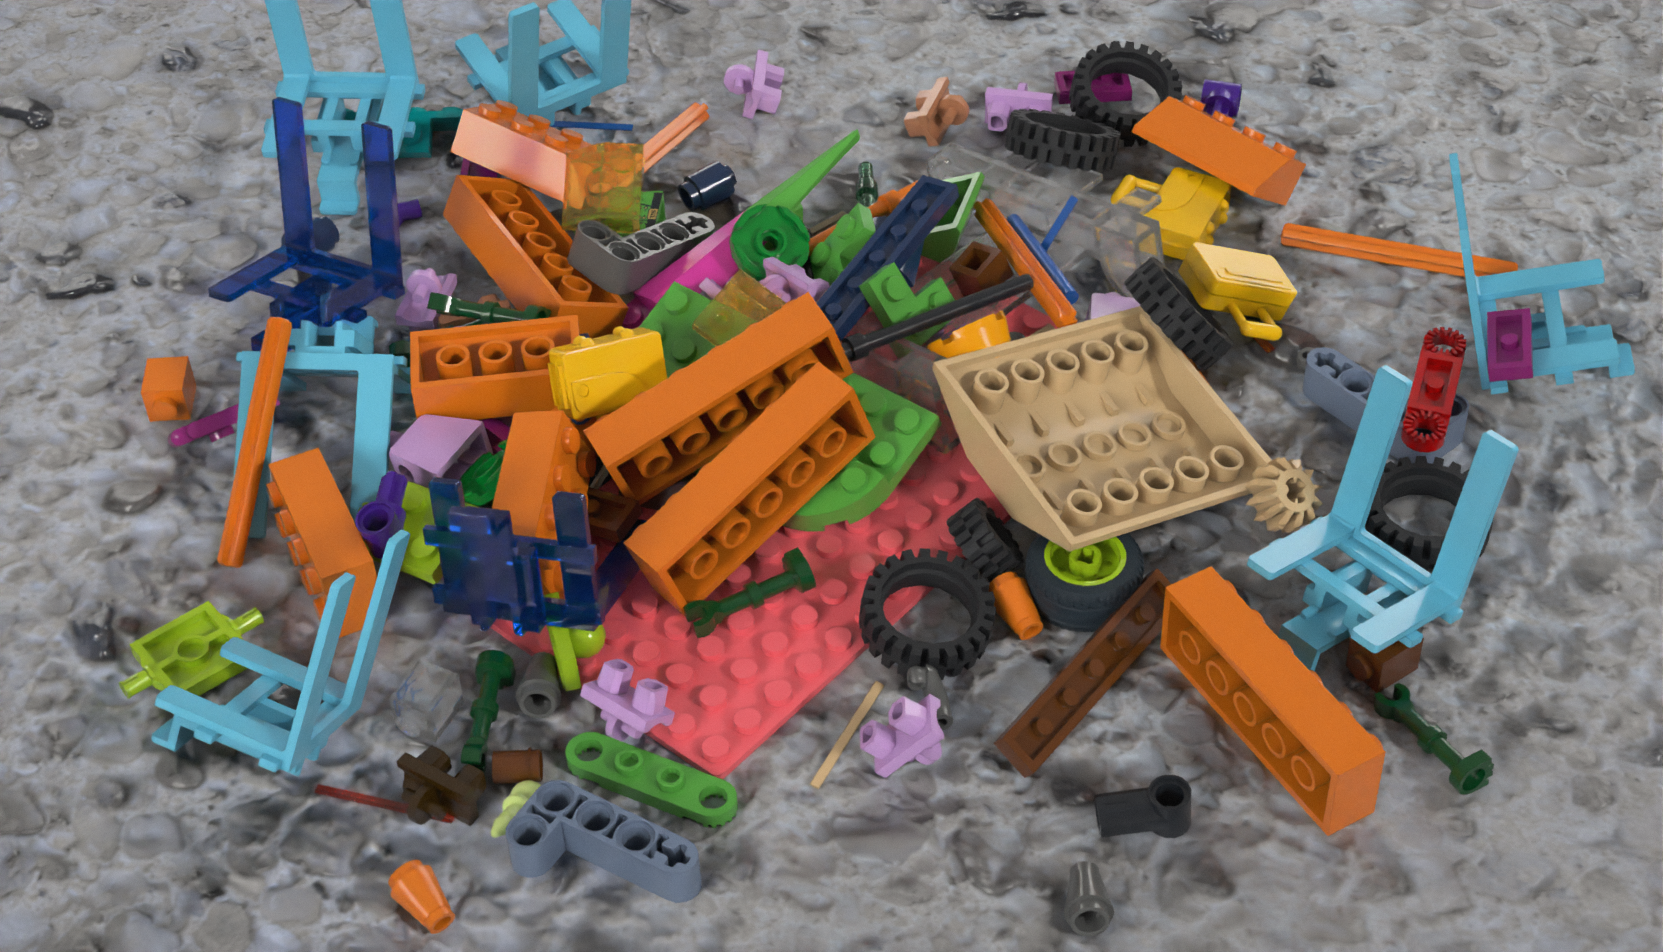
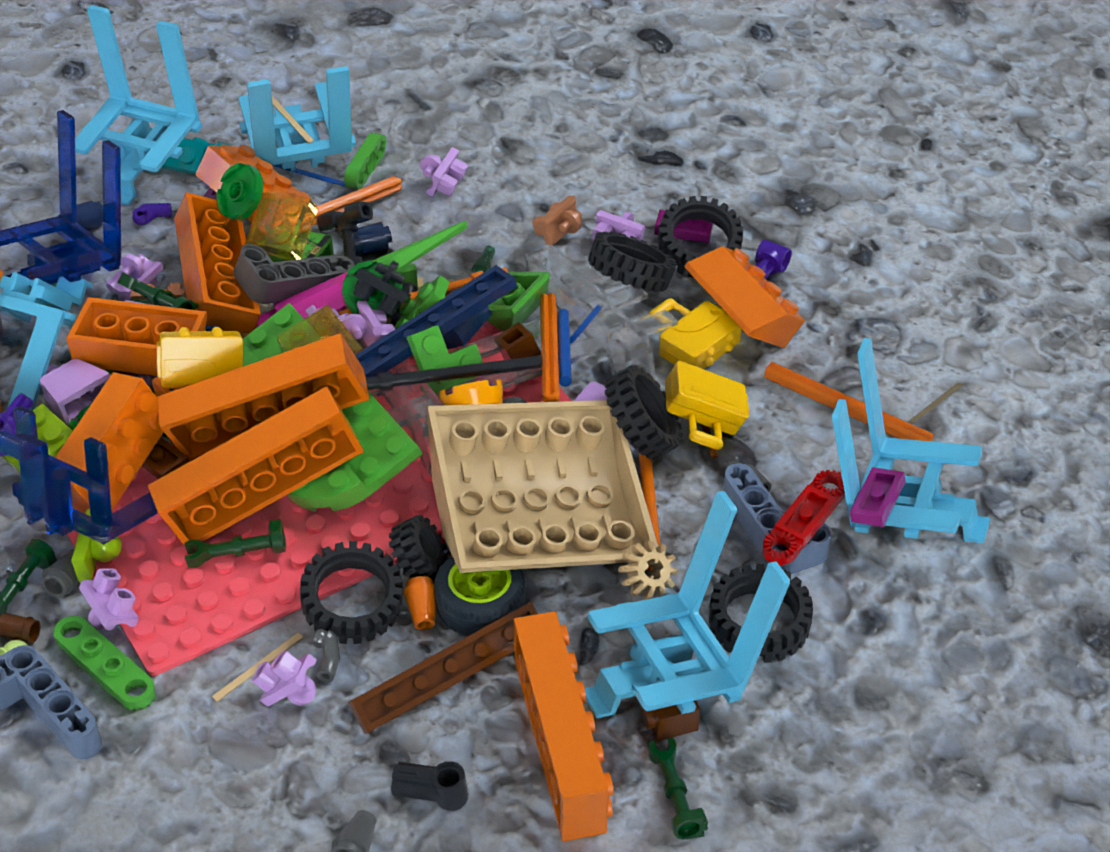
camera: 15 degrees right, 0 degrees up
(517, 154) = (240, 191): none -> green plate
(542, 63) = (291, 120): none -> tan piece
(646, 91) = (365, 161): none -> bright green beam
(679, 172) = (346, 224): none -> black bar
(771, 231) = (369, 282): none -> black hips
(1499, 227) = (913, 420): none -> dark tan piece

